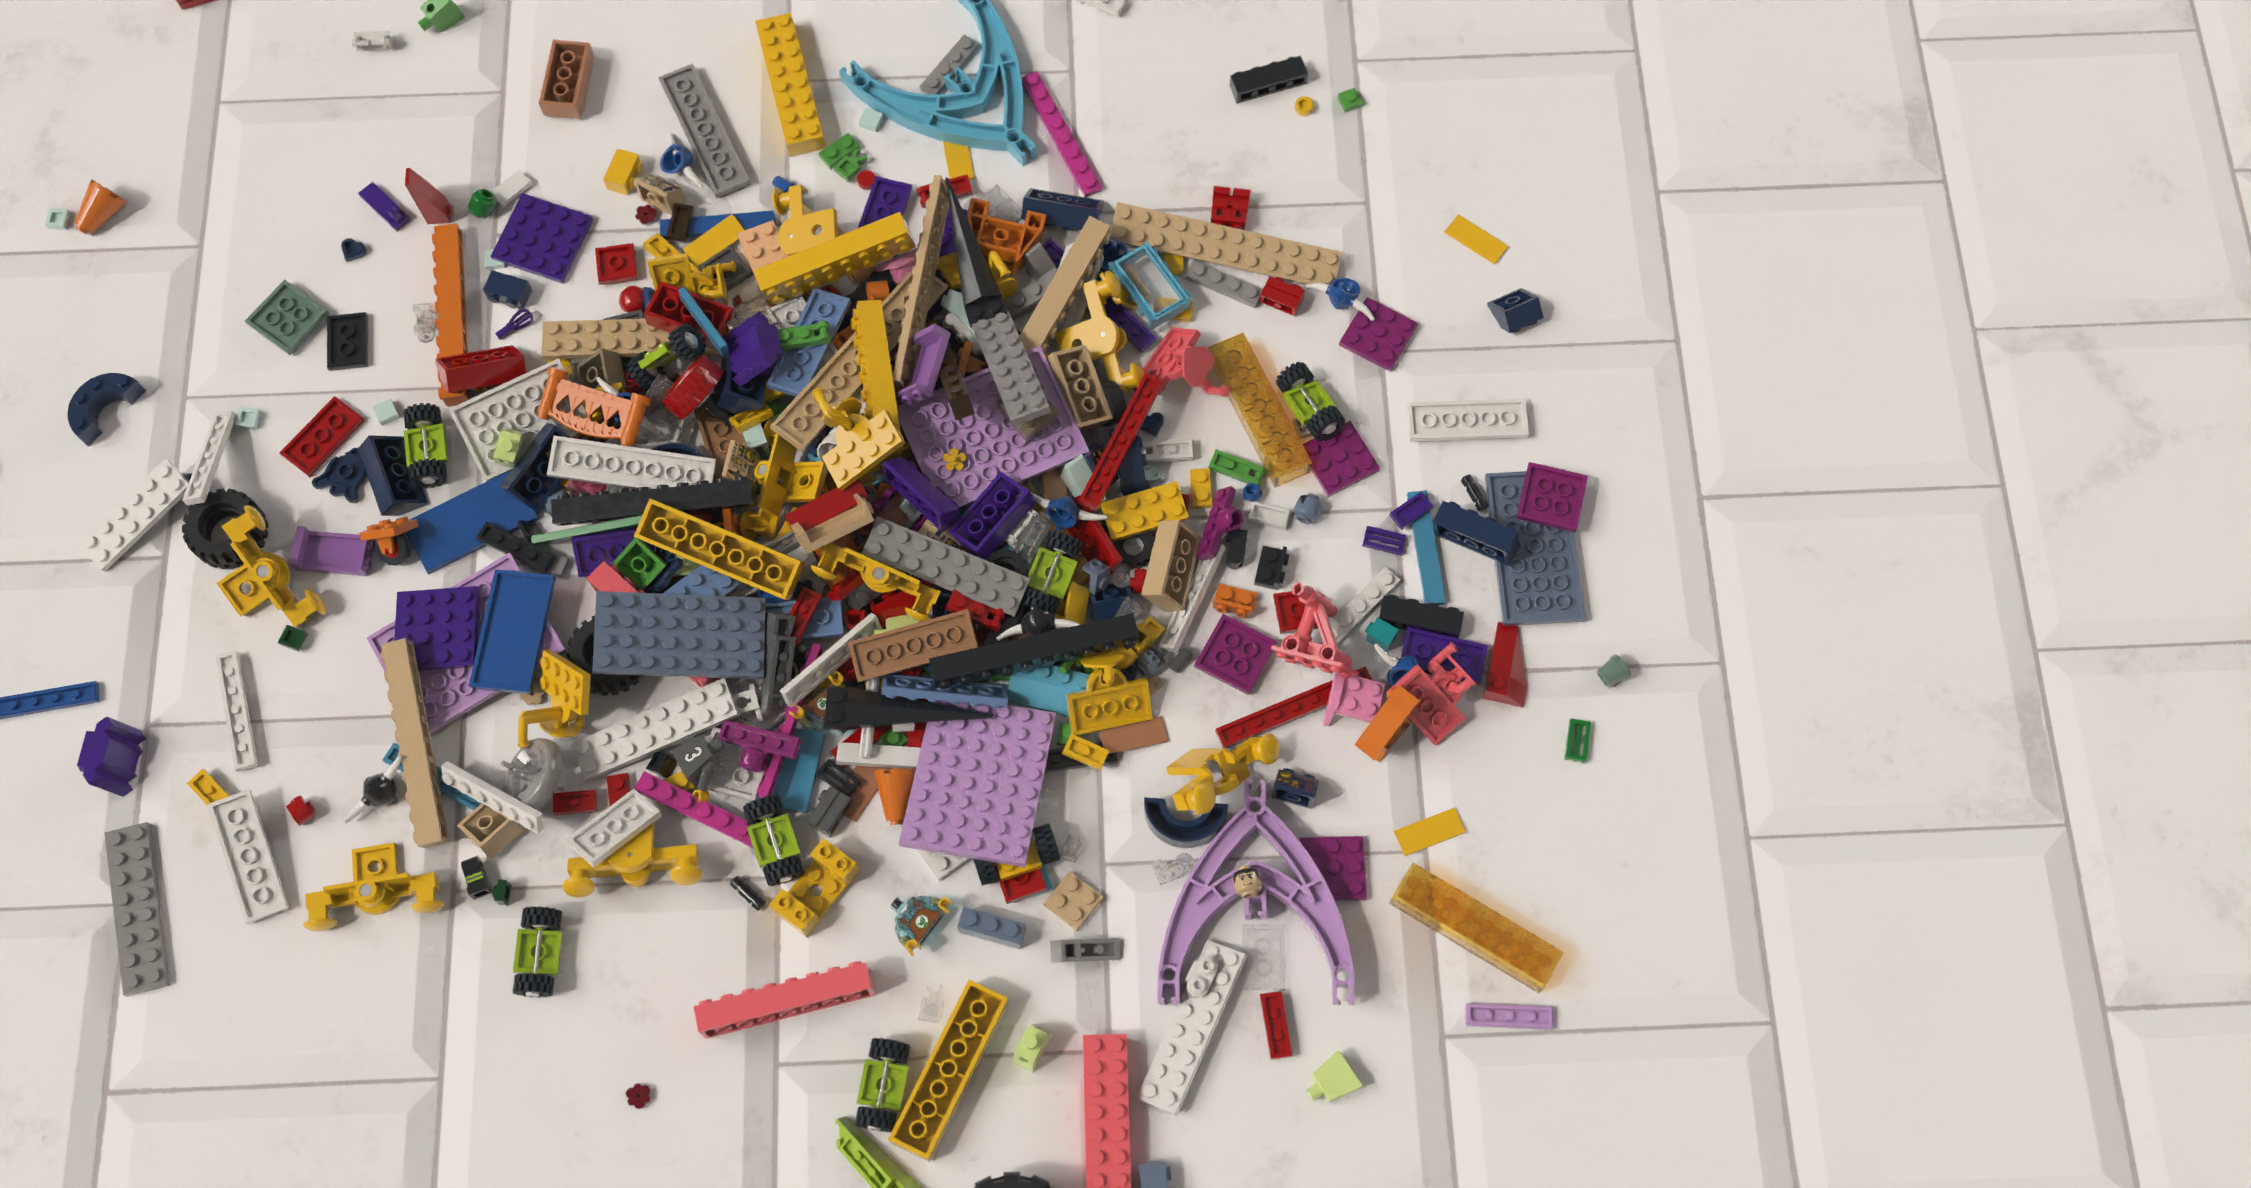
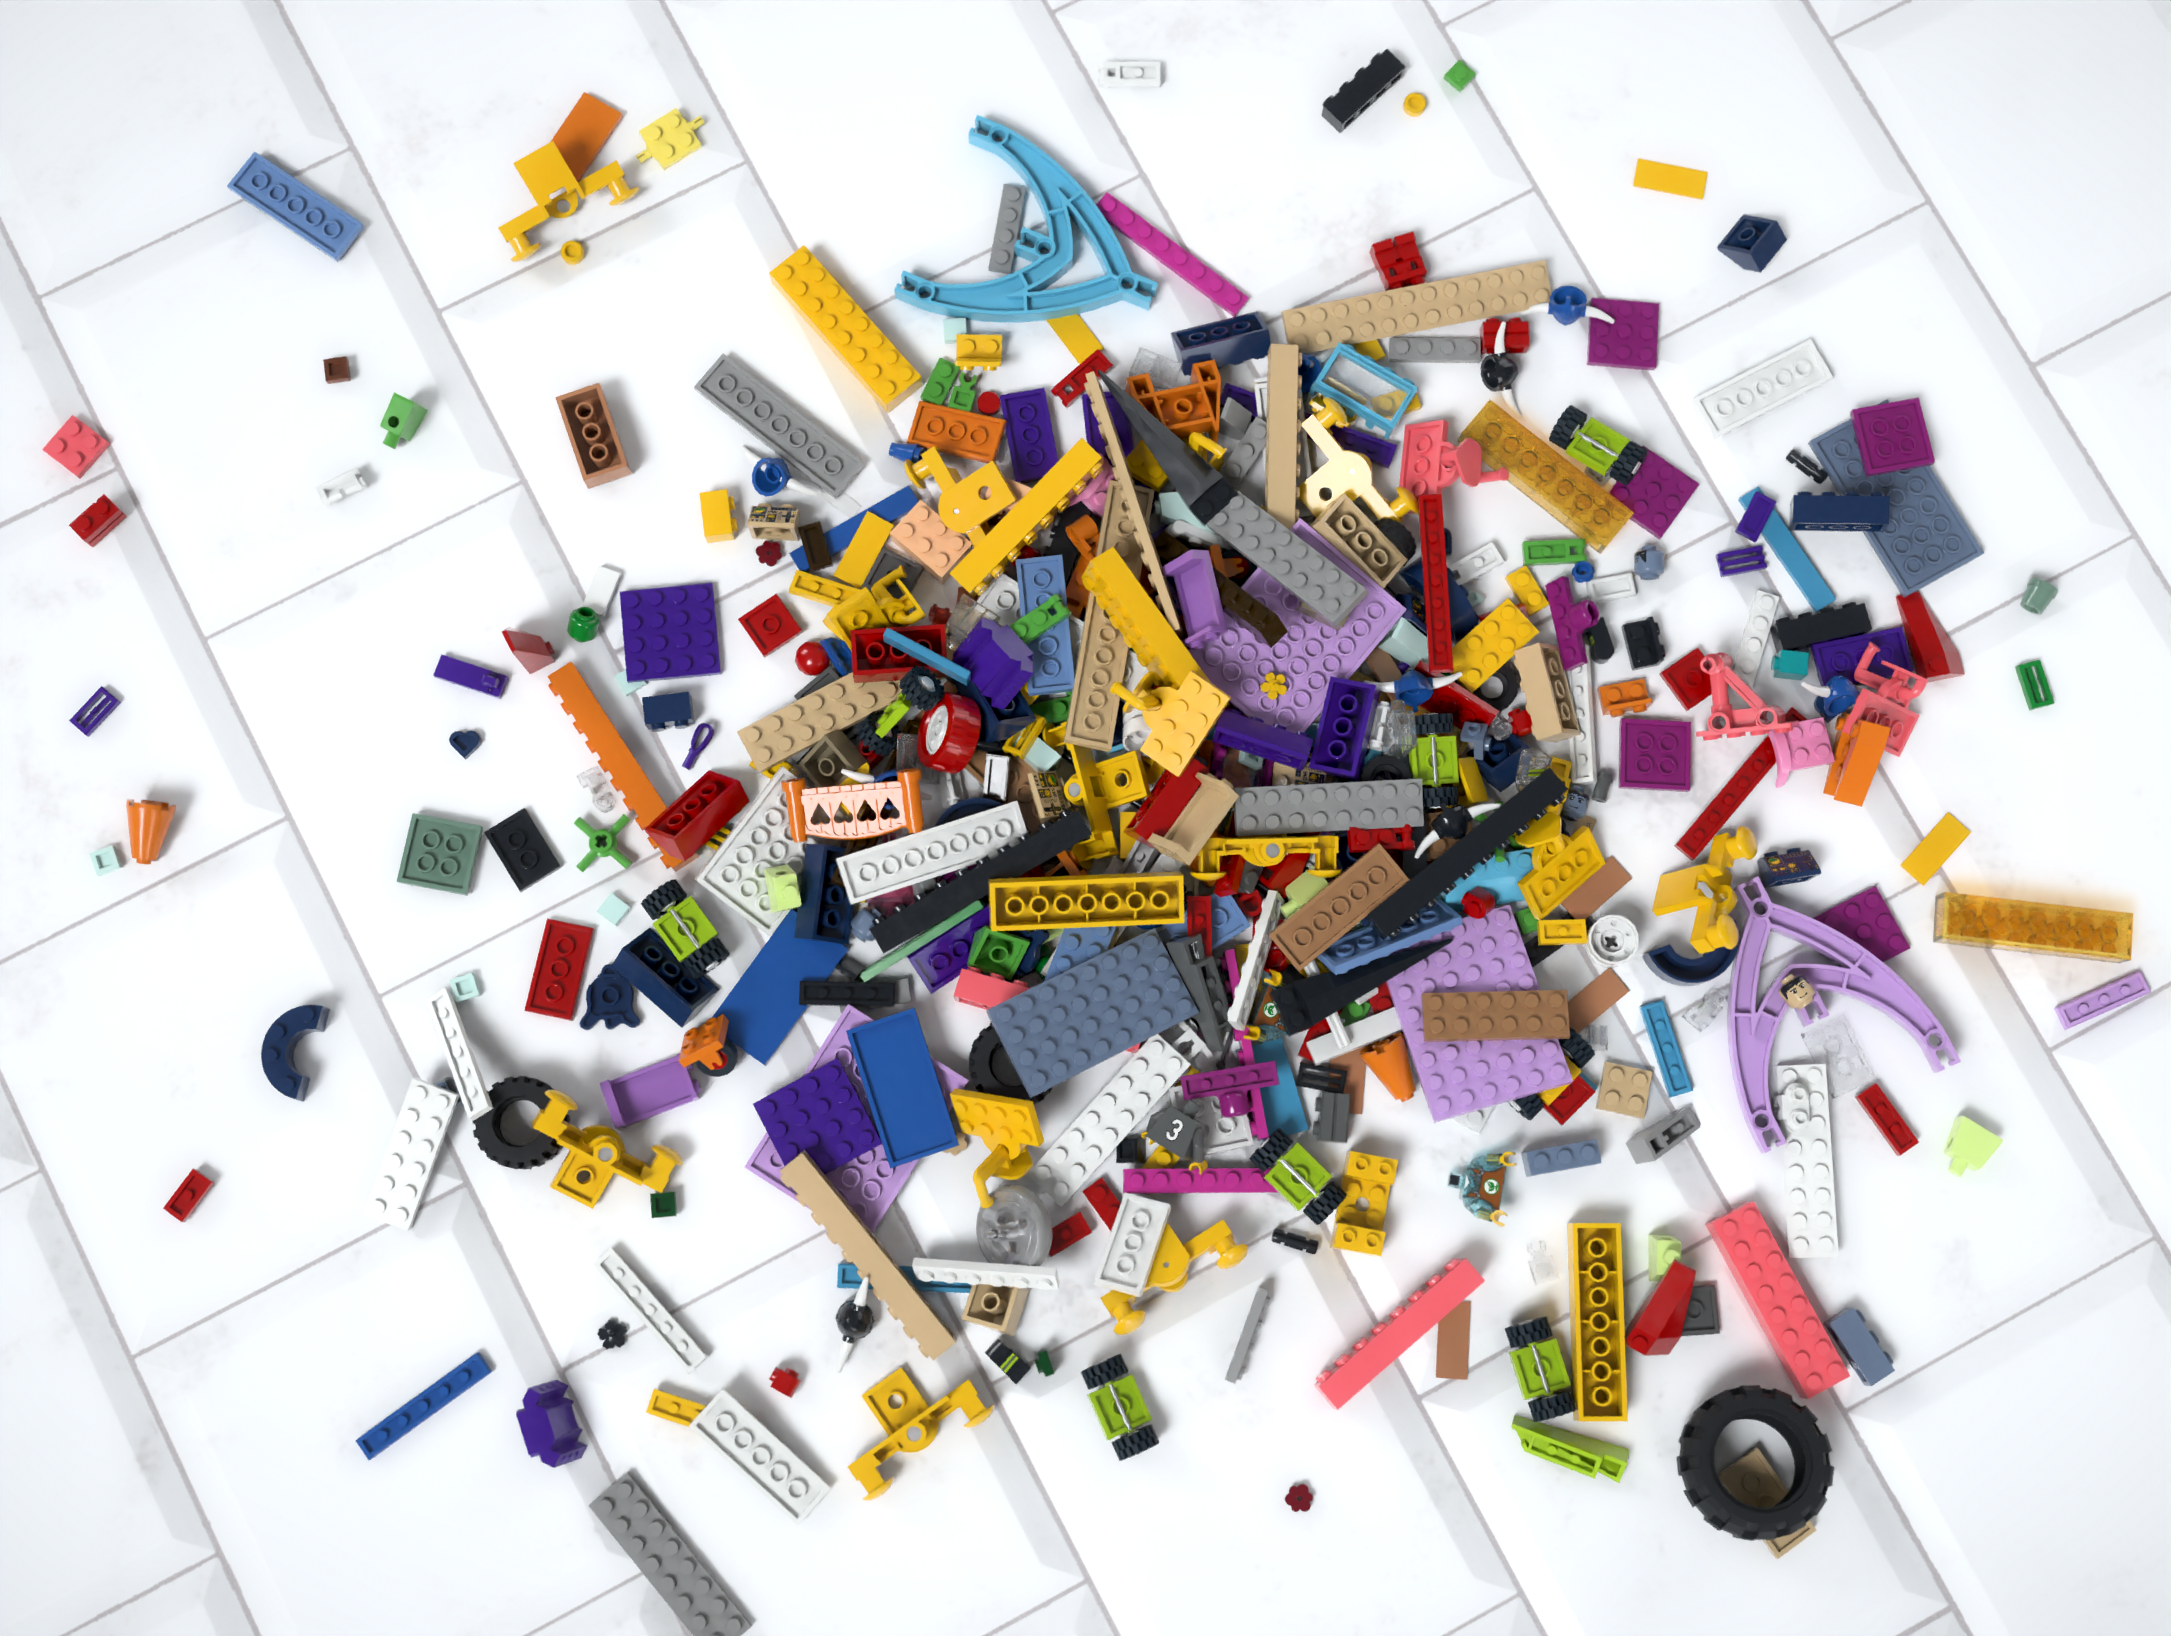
camera: 30 degrees left, 10 degrees up
(113, 118) = (96, 710): none -> dark purple tile
(200, 717) = (612, 1334): none -> black plant
(405, 360) = (597, 849): none -> bright green bar
(662, 953) = (1244, 1345): none -> light grey plate
(714, 438) = (997, 777): none -> tile
(829, 1033) = (1453, 1343): none -> nougat piece
(831, 188) = (957, 432): none -> orange tile
(878, 139) = (978, 351): none -> yellow bracket
(992, 786) = (1495, 1015): none -> medium nougat plate
(1000, 1091) = (1662, 1316): none -> red wedge
(1030, 698) = (1478, 903): none -> red plate
(1035, 1102) = (1702, 1312): none -> dark grey tile
(1084, 821) = (1595, 1000): none -> nougat piece
(1121, 765) = (1625, 941): none -> white wheel
(1124, 885) = (1666, 1048): none -> dark azure tile
(1265, 318) = (1500, 371): none -> black helmet

